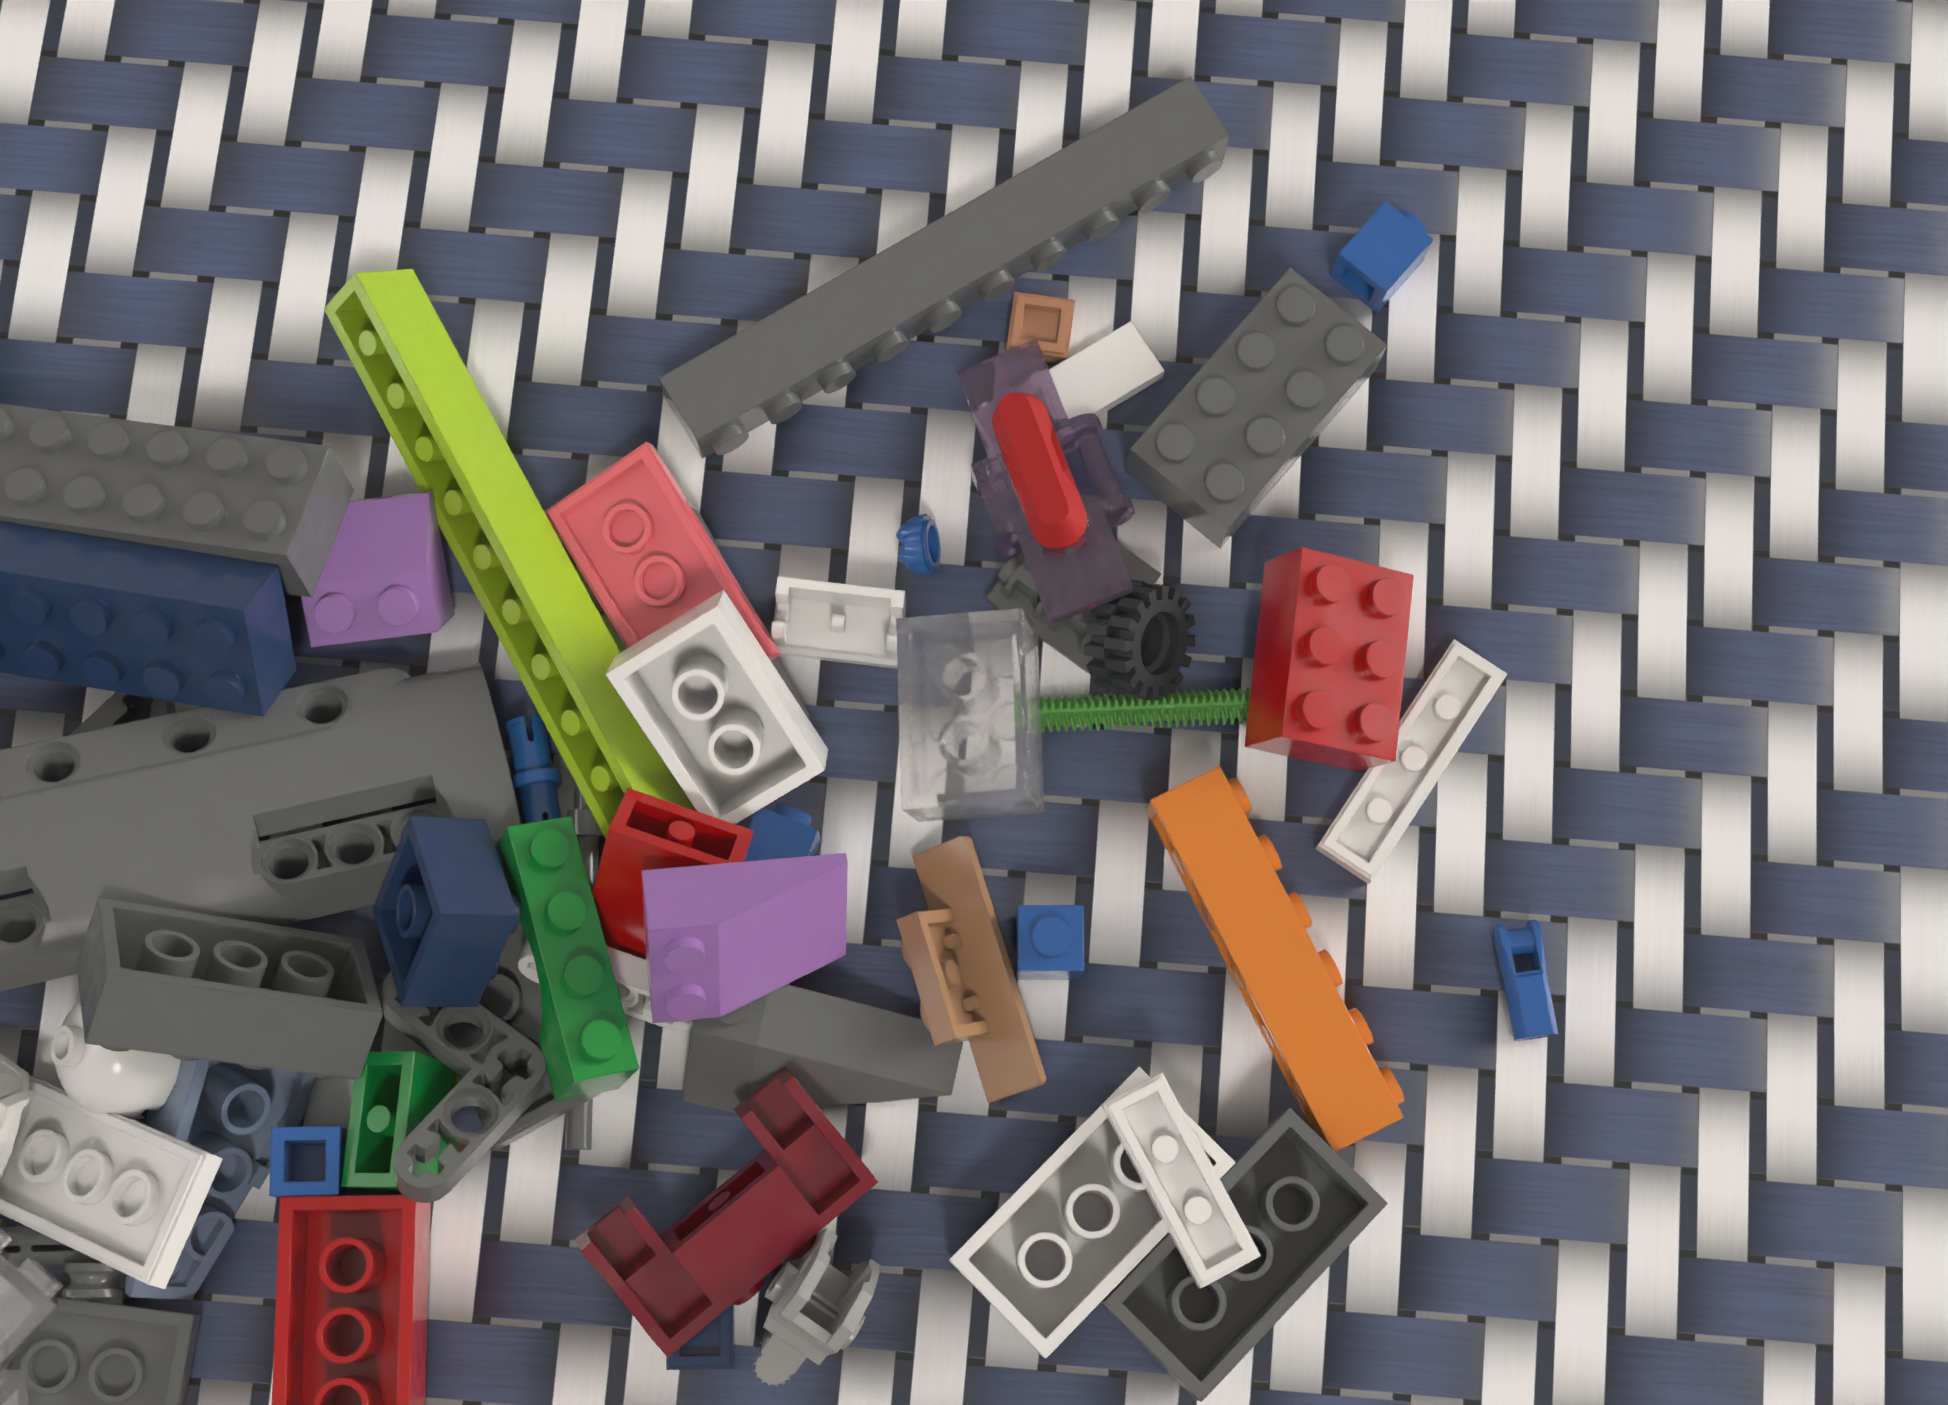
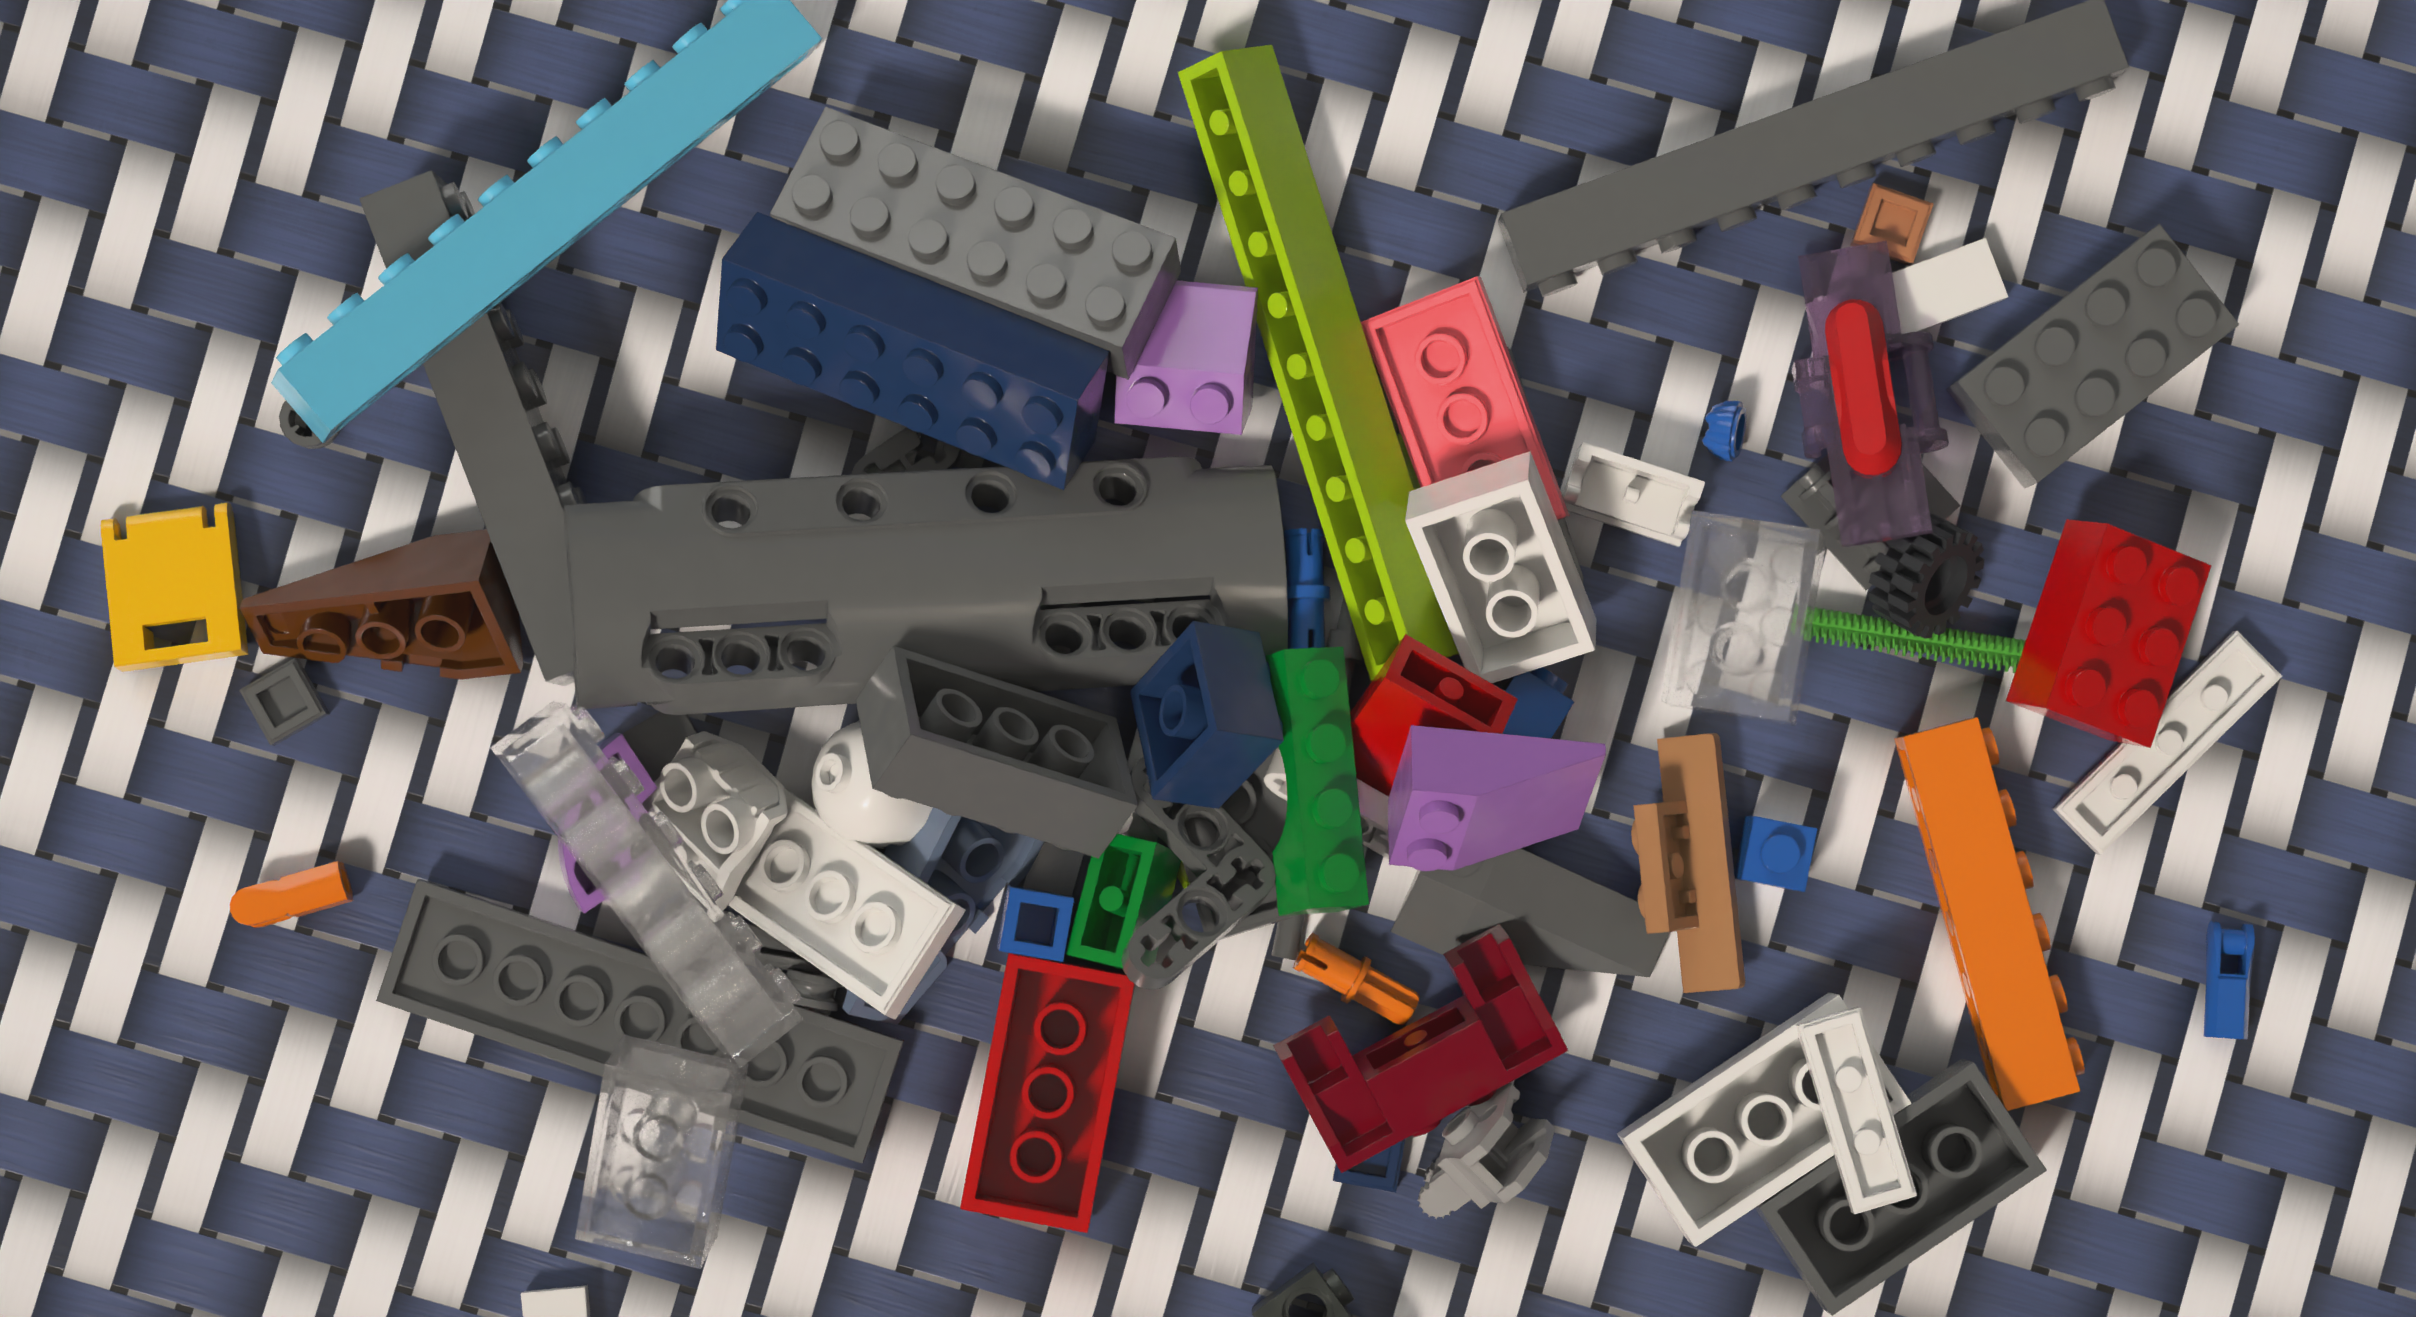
camera: 20 degrees right, 10 degrees up
(654, 1156) = (1357, 980): none -> orange axle
(1382, 256) = (2257, 220): blue brick -> none

